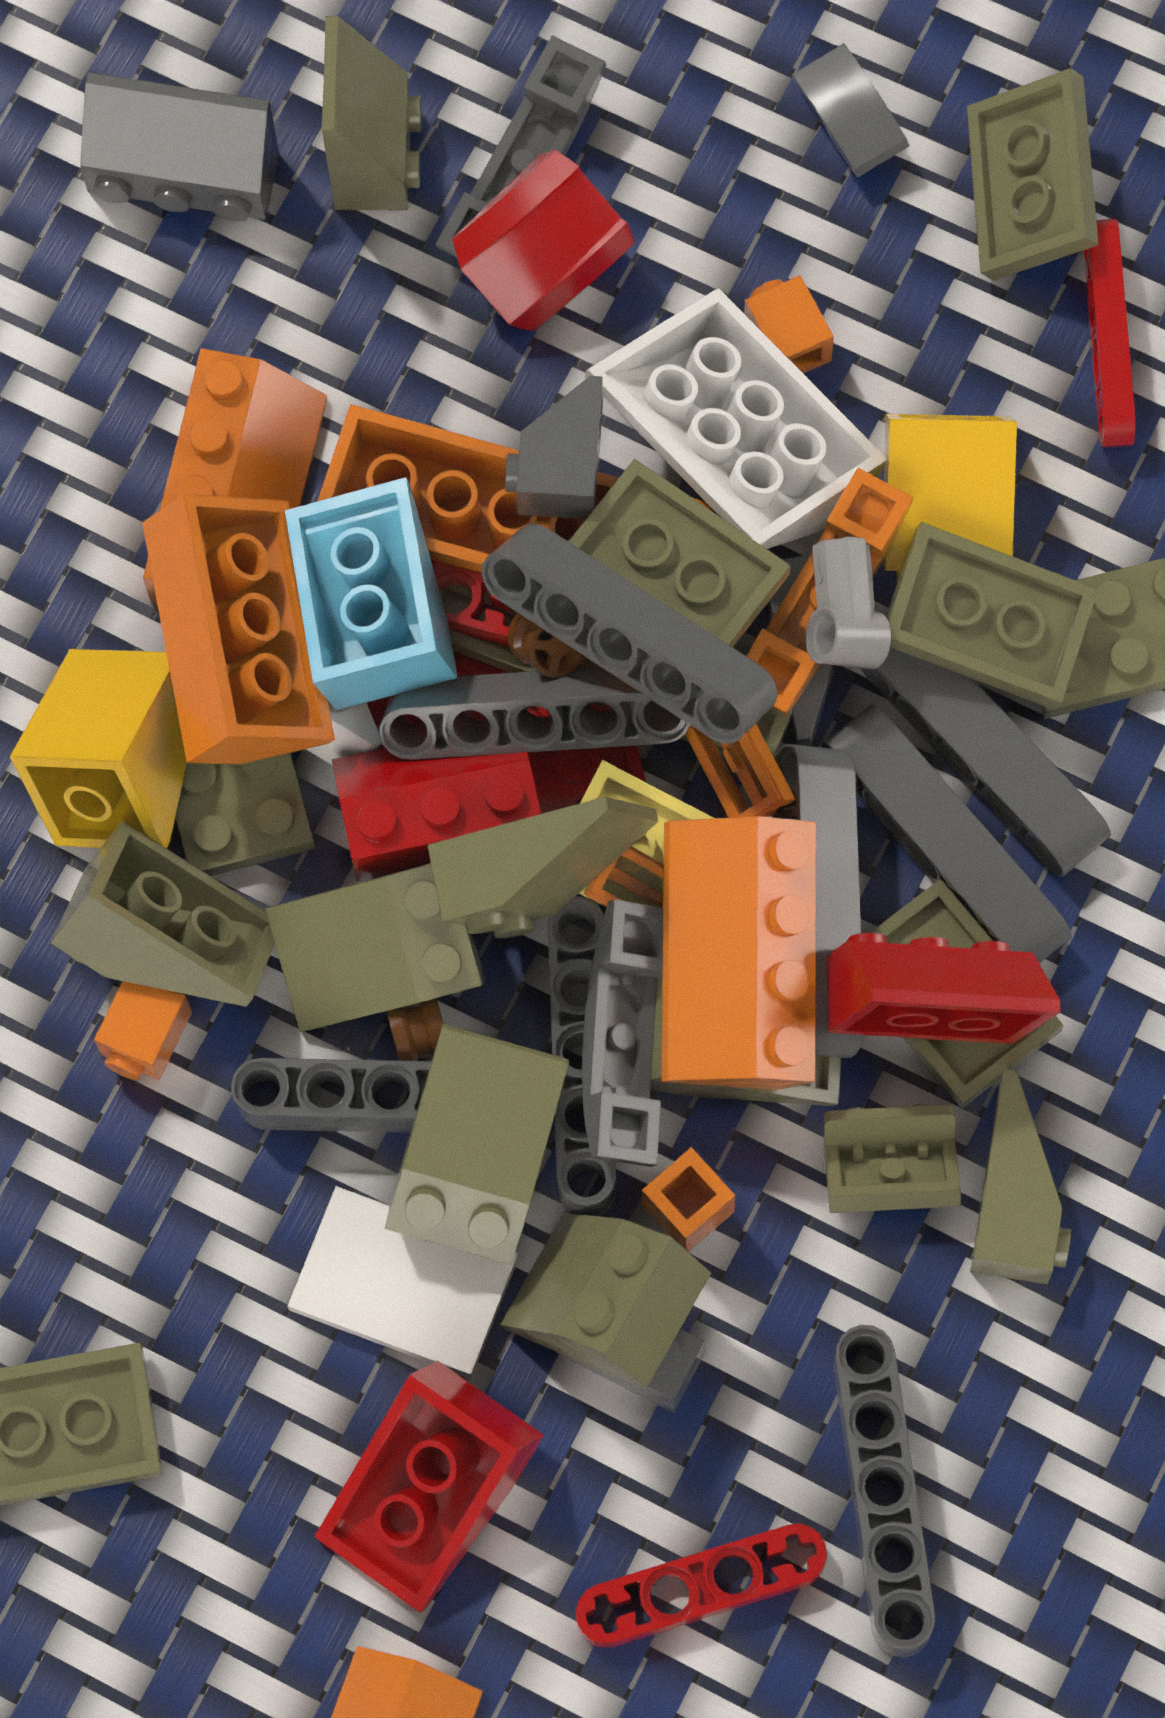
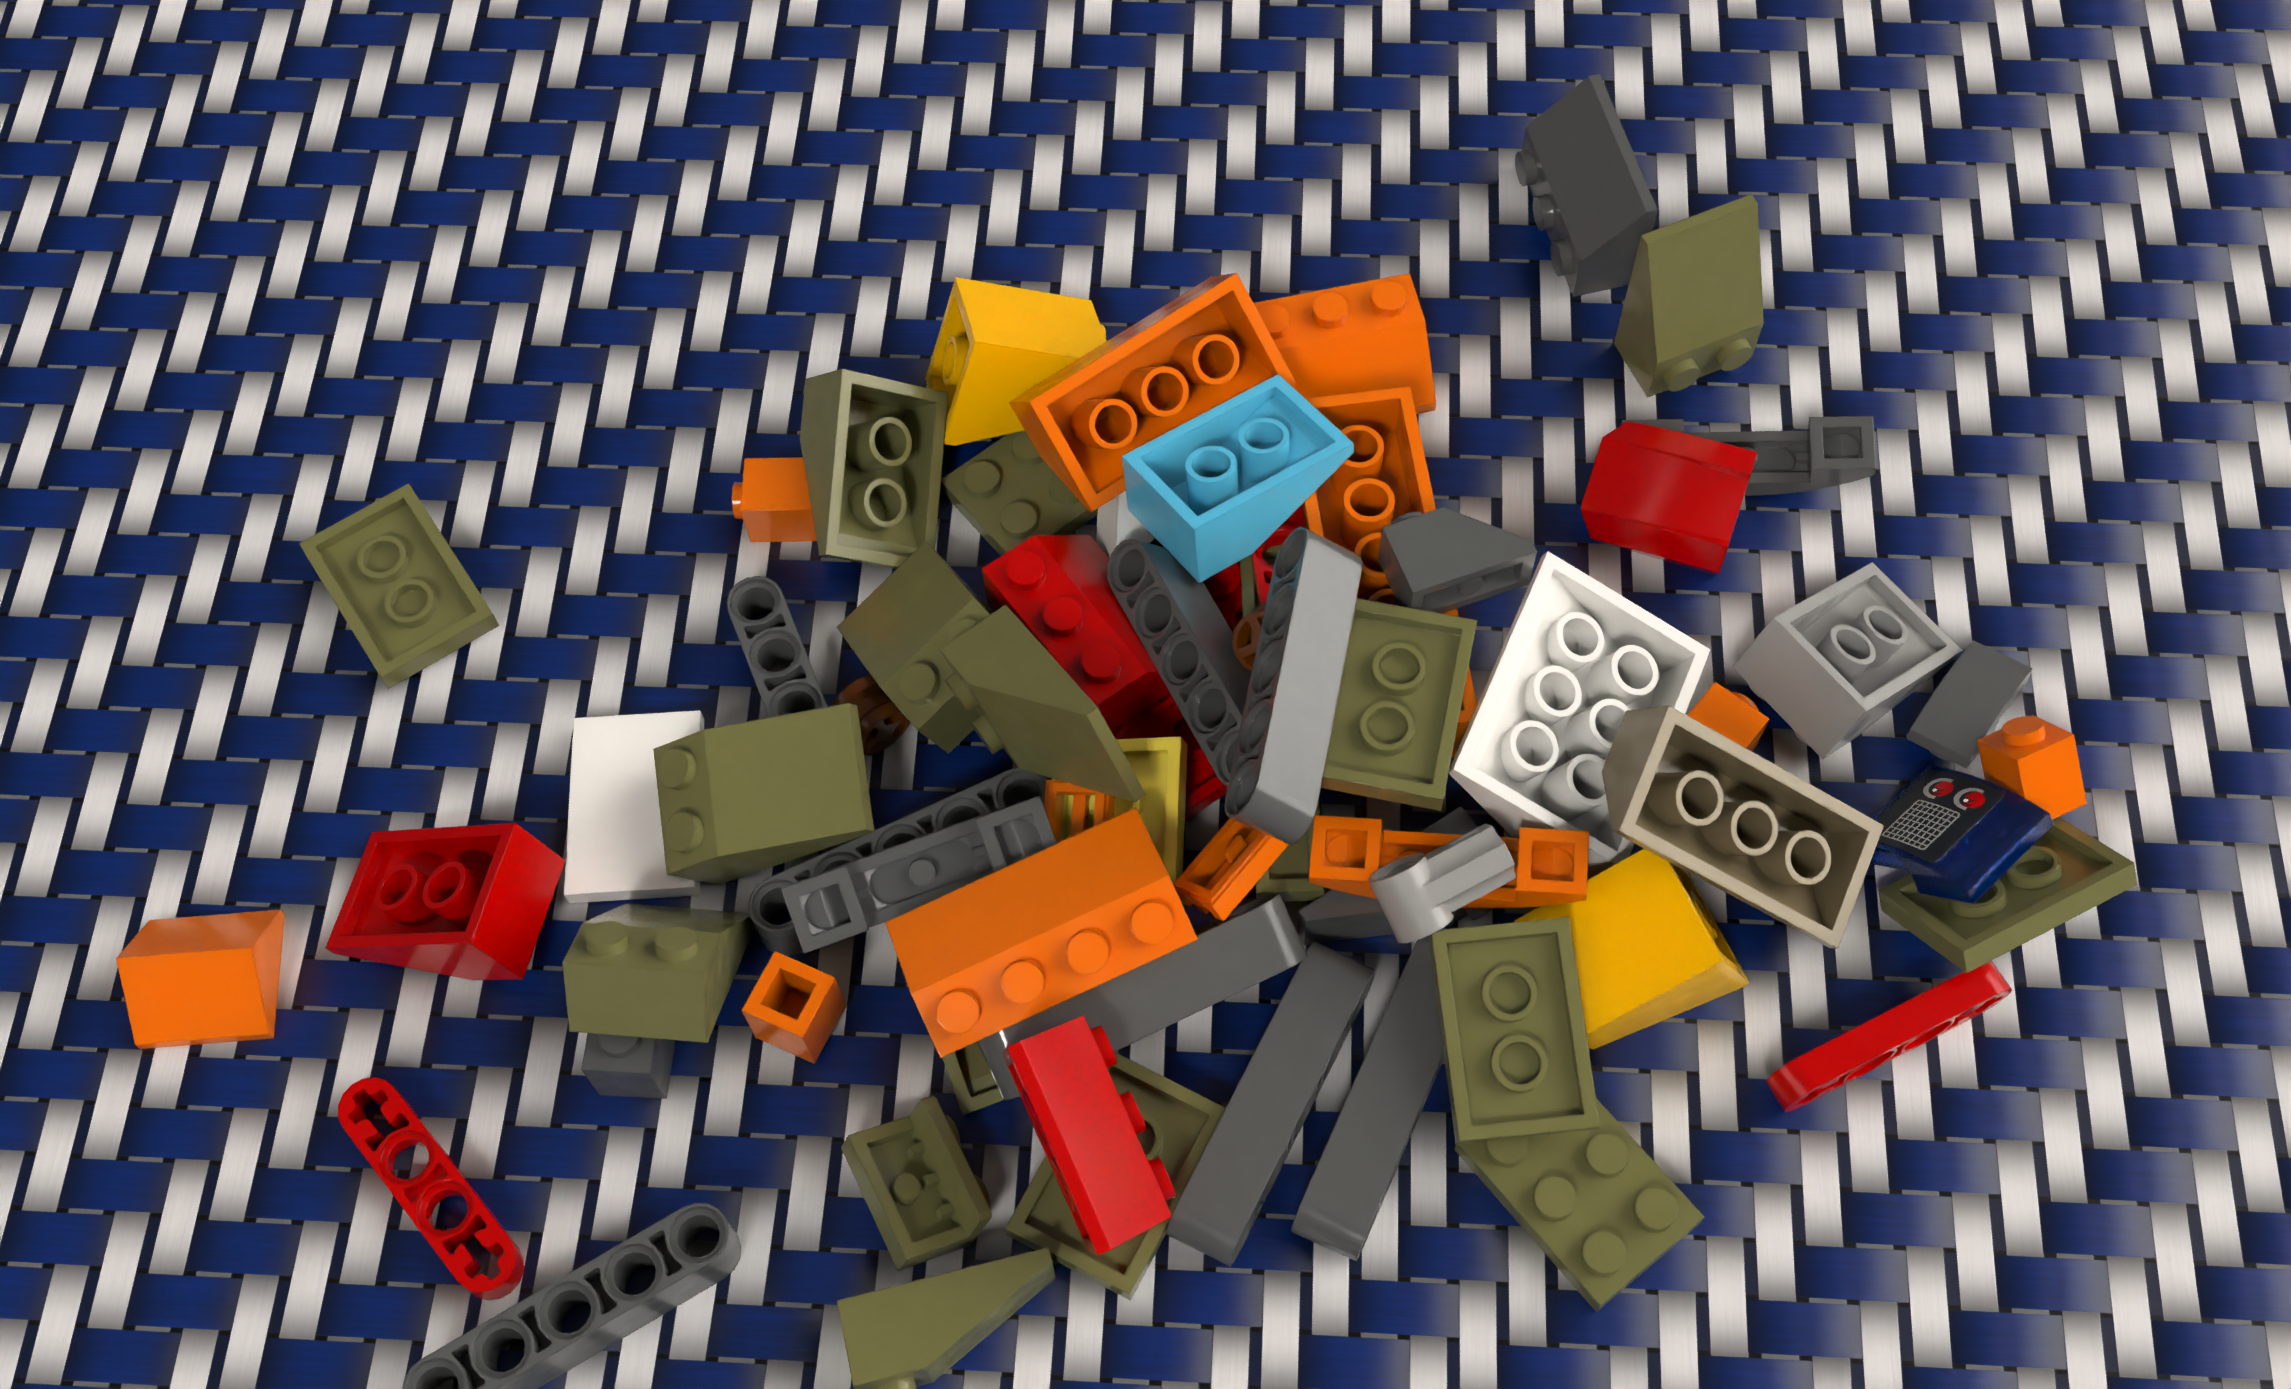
camera: 65 degrees right, 10 degrees down
(762, 183) = (1844, 658): none -> light grey slope
(895, 351) = (1738, 821): none -> dark tan slope
(940, 97) = (2035, 763): none -> orange brick
(965, 189) = (1956, 833): none -> slope

